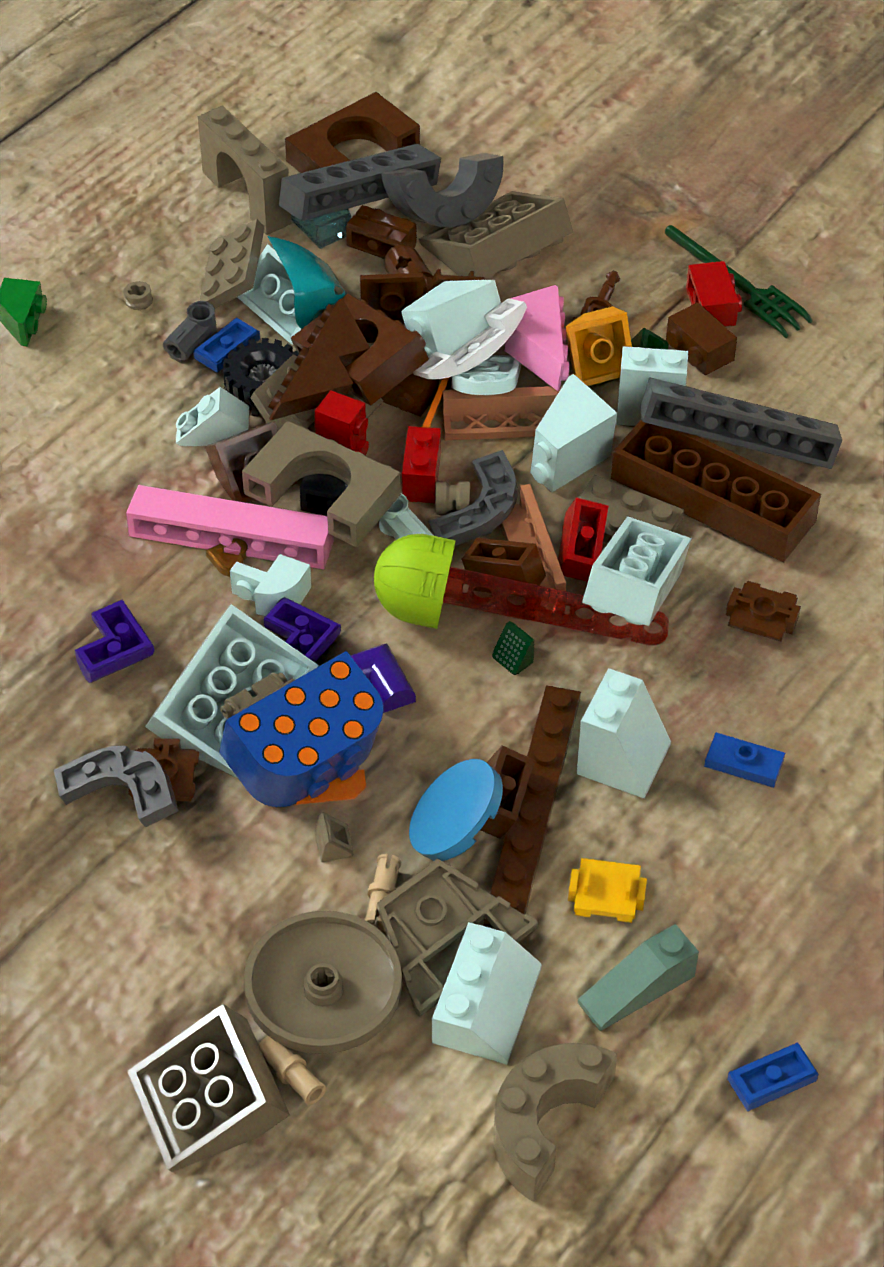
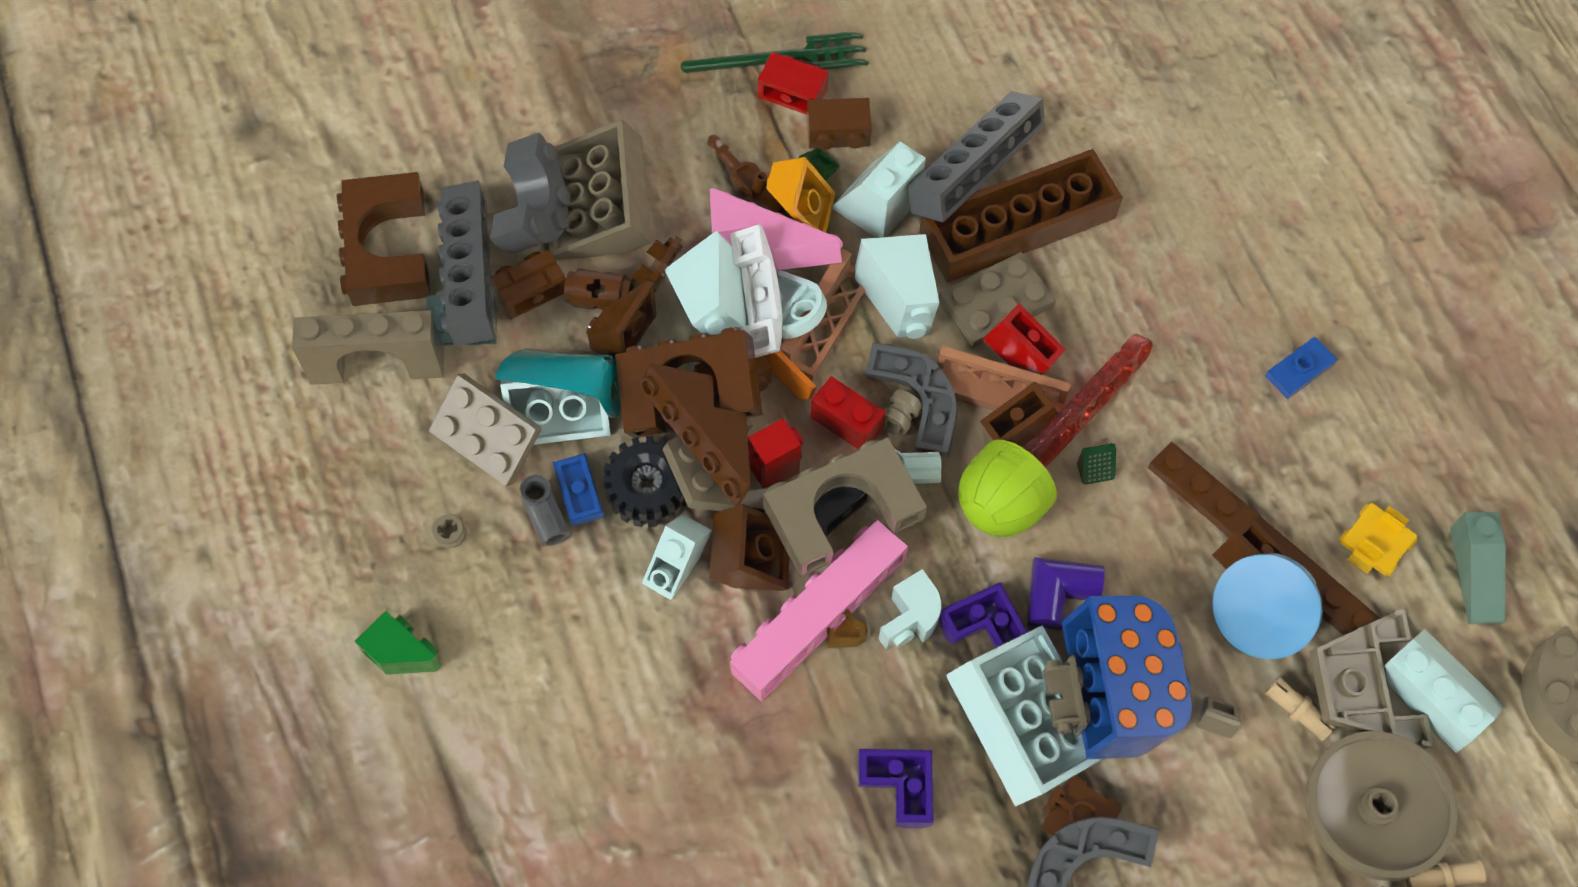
camera: 60 degrees left, 15 degrees up
(622, 736) = (1247, 443): light aqua slope -> none
(636, 571) = (1100, 324): light aqua brick -> none
(763, 611) = (1167, 263): reddish brown piece -> none

